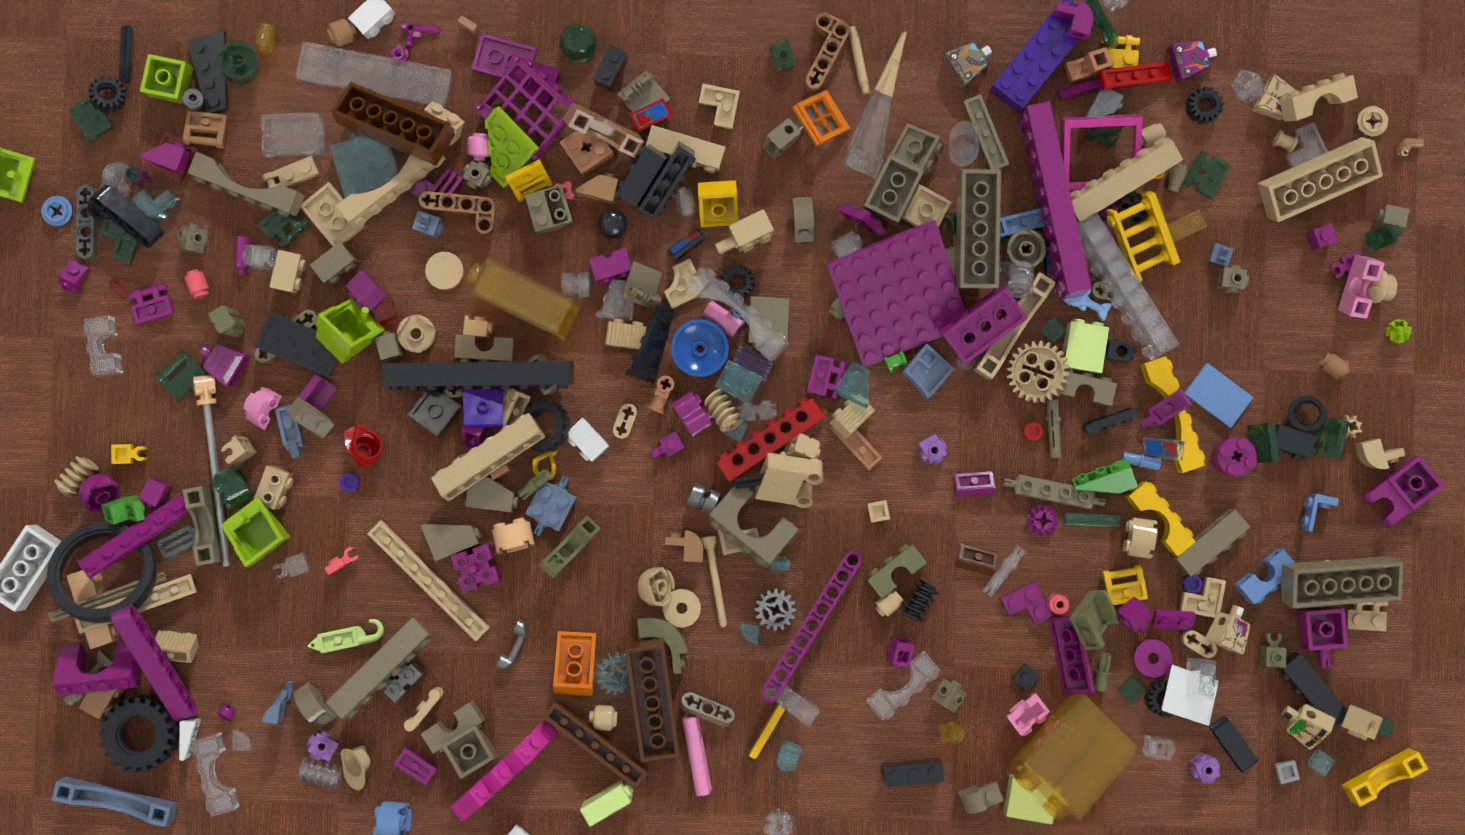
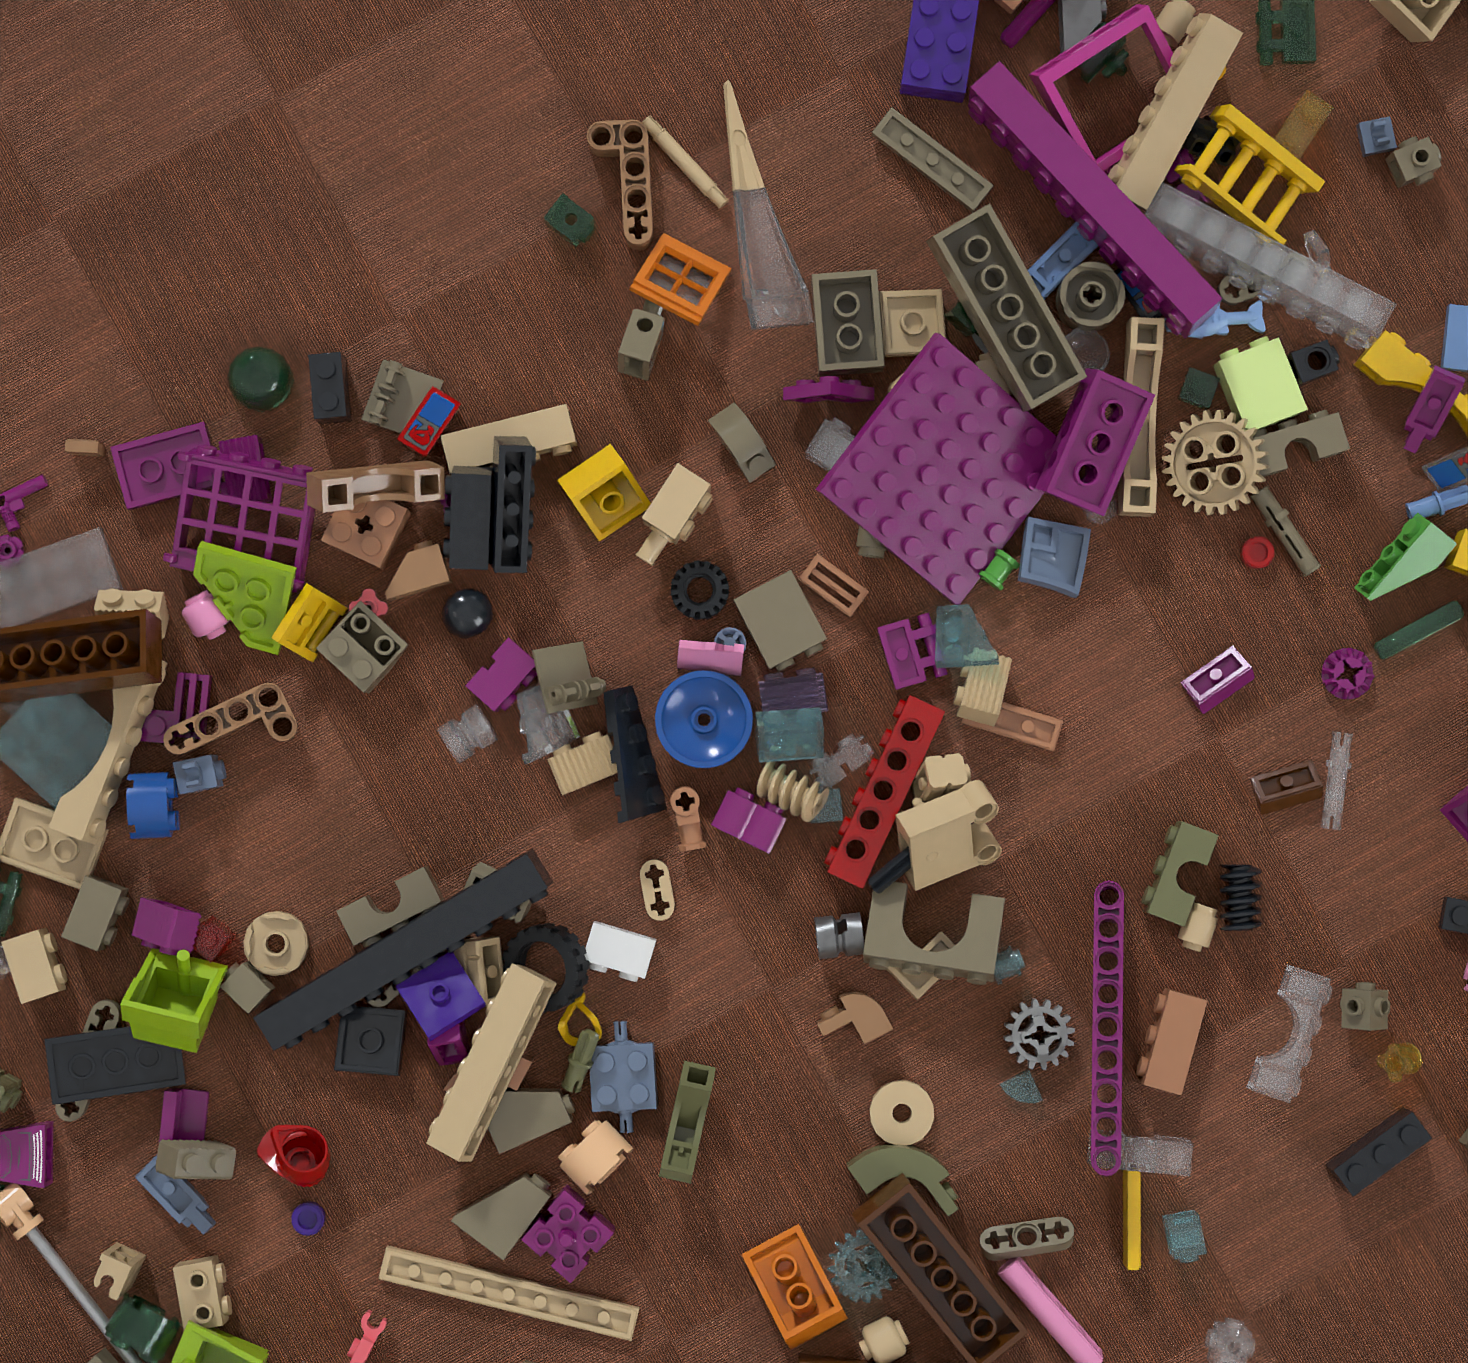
camera: 30 degrees left, 0 degrees up
(259, 405) = (110, 1185): bright pink cylinder -> none
(394, 226) = (152, 805): none -> blue brick
(444, 270) = (263, 826): tan tile -> none
(477, 327) = (361, 881): tan brick -> none
(480, 181) = (240, 659): dark tan brick -> none
(521, 631) = (692, 1342): flat silver bar -> none
(523, 298) = (404, 802): clear yellow brick -> none
(655, 586) = (846, 1104): tan cylinder -> none
(670, 444) = (744, 886): magenta plate -> none
(679, 293) = (627, 640): tan tile -> none
(684, 202) = (554, 518): clear brick -> none
(686, 244) = (593, 579): black slope -> none
(709, 544) = (885, 995): tan piece -> none
(725, 101) = (523, 336): tan plate -> none
(767, 340) = (795, 649): clear arch -> none
(812, 335) = (826, 596): none -> nougat tile
(840, 653) = (1171, 1041): none -> nougat brick
(878, 511) = (1103, 802): tan plate -> none
(901, 658) = (1257, 988): magenta brick -> none
(918, 147) = (847, 240): dark tan plate -> none
(925, 447) = (1117, 661): medium lavender brick -> none
(963, 144) = (910, 195): clear piece -> none
(967, 62) = (844, 72): dark tan torso -> none
(1021, 279) = (1111, 344): clear wheel -> none
(1029, 598) = (1393, 798): magenta plate -> none
(1052, 601) = (1432, 782): coral brick -> none
(1053, 492) = (1339, 623): dark tan plate -> none
(1107, 421) = (1357, 472): black hinge -> none
(1155, 294) = (1317, 249): none -> clear tile
(1176, 177) = (1246, 61): dark tan cone -> none

